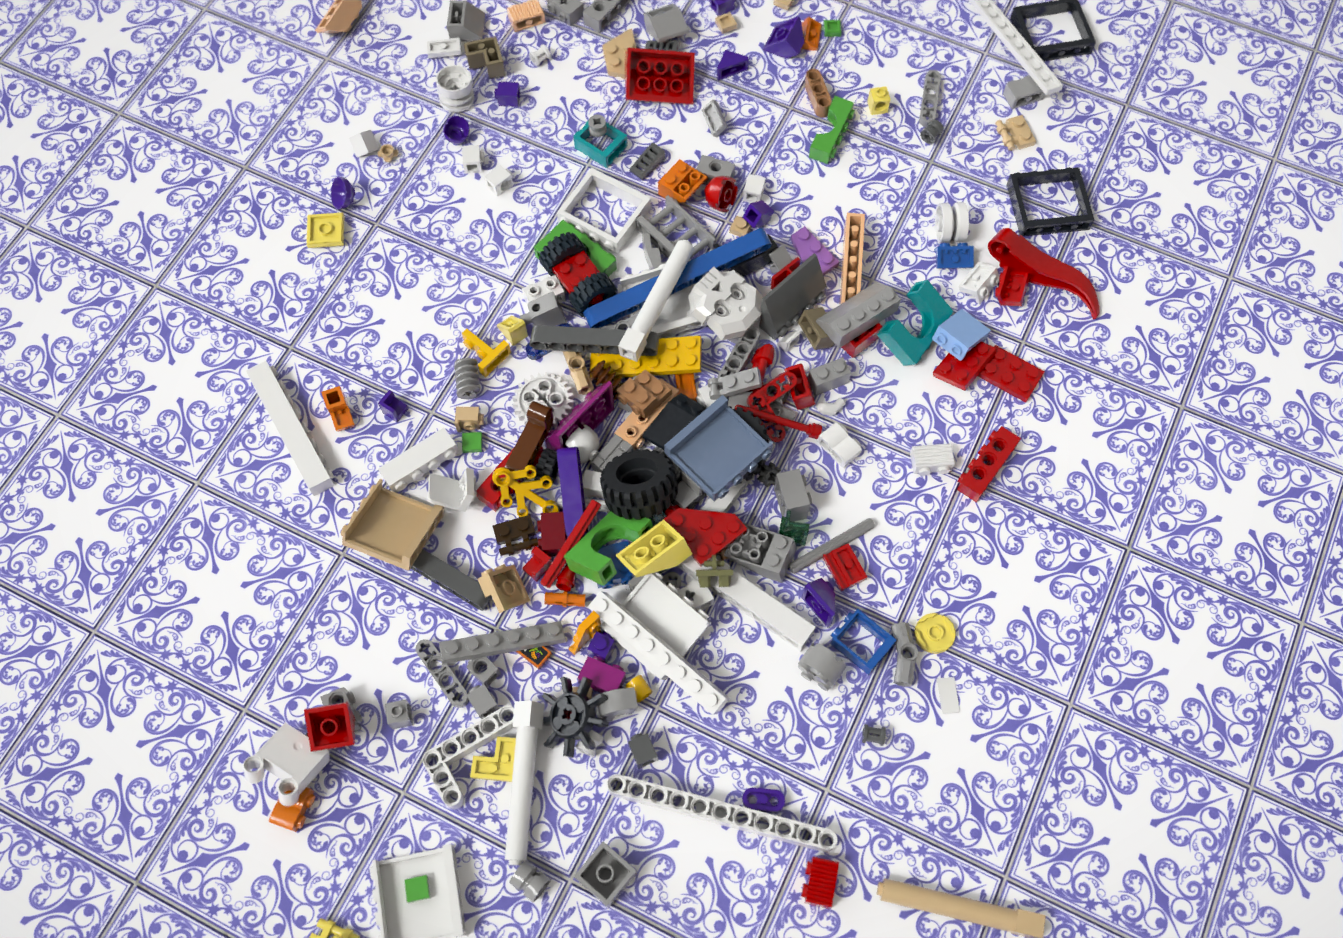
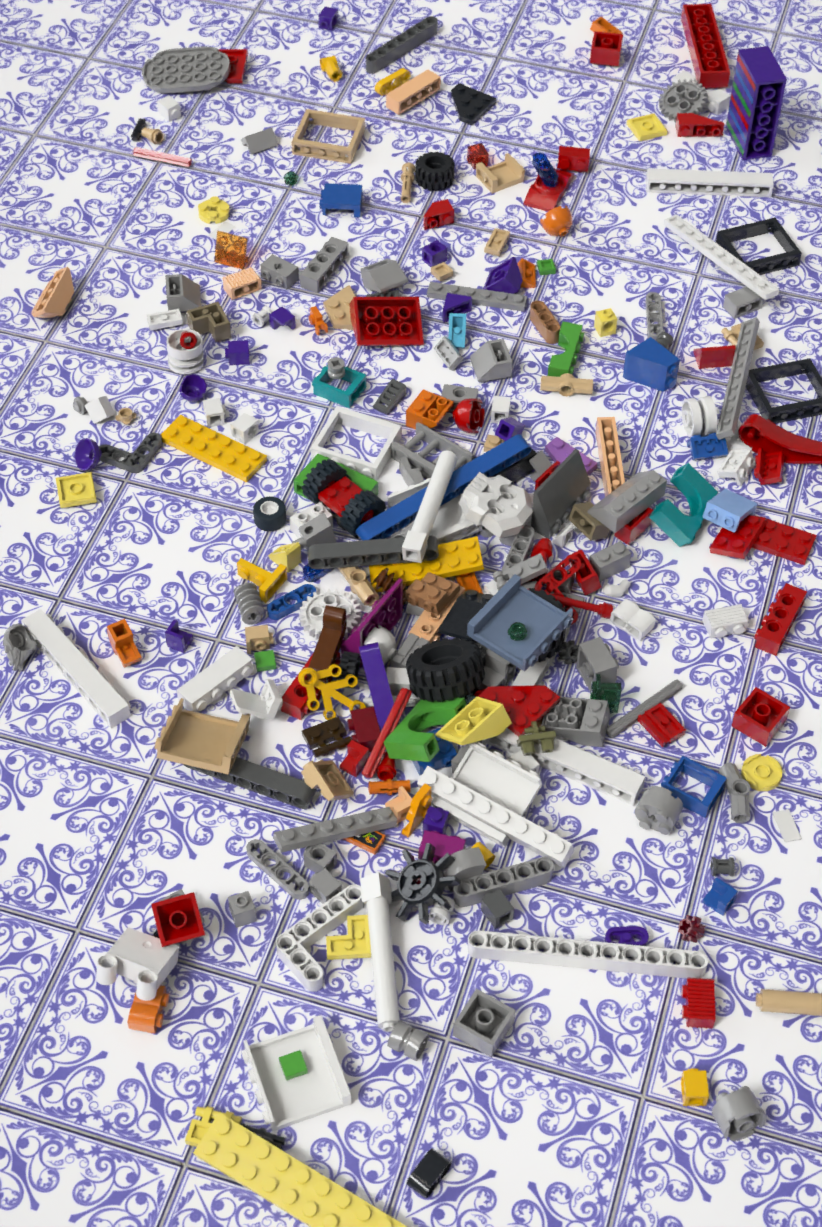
camera: 10 degrees left, 15 degrees down
(239, 396) = (18, 645): none -> light grey hair
(344, 135) = (79, 404): none -> light grey plate
(385, 201) = (129, 464): none -> dark grey beam
(456, 78) = (190, 342): none -> red cone
(465, 198) = (213, 448): none -> yellow plate
(505, 280) = (269, 513): none -> black wheel
(508, 387) = (287, 609): none -> blue beam
(557, 59) = (282, 317): none -> dark purple panel
(570, 621) = (400, 804): none -> light nougat panel
(590, 63) = (316, 319): none -> orange plate
(663, 713) = (510, 874): none -> light grey beam
(714, 453) = (517, 627): none -> clear green plate
(727, 93) = (457, 329): none -> medium azure slope
(755, 133) = (492, 361): none -> light grey slope
(758, 55) = (479, 296): none -> light grey plate
(821, 599) = (644, 755): dark purple slope -> none
(825, 168) = (566, 384): none -> tan piece
(829, 800) = (691, 928): none -> dark red gear
(864, 768) = (720, 896): none -> blue panel
(914, 157) = (651, 365): none -> blue slope
(945, 573) = (760, 716): none -> red brick
(982, 151) = (714, 356): none -> red slope
(999, 184) = (737, 379): none -> light grey plate

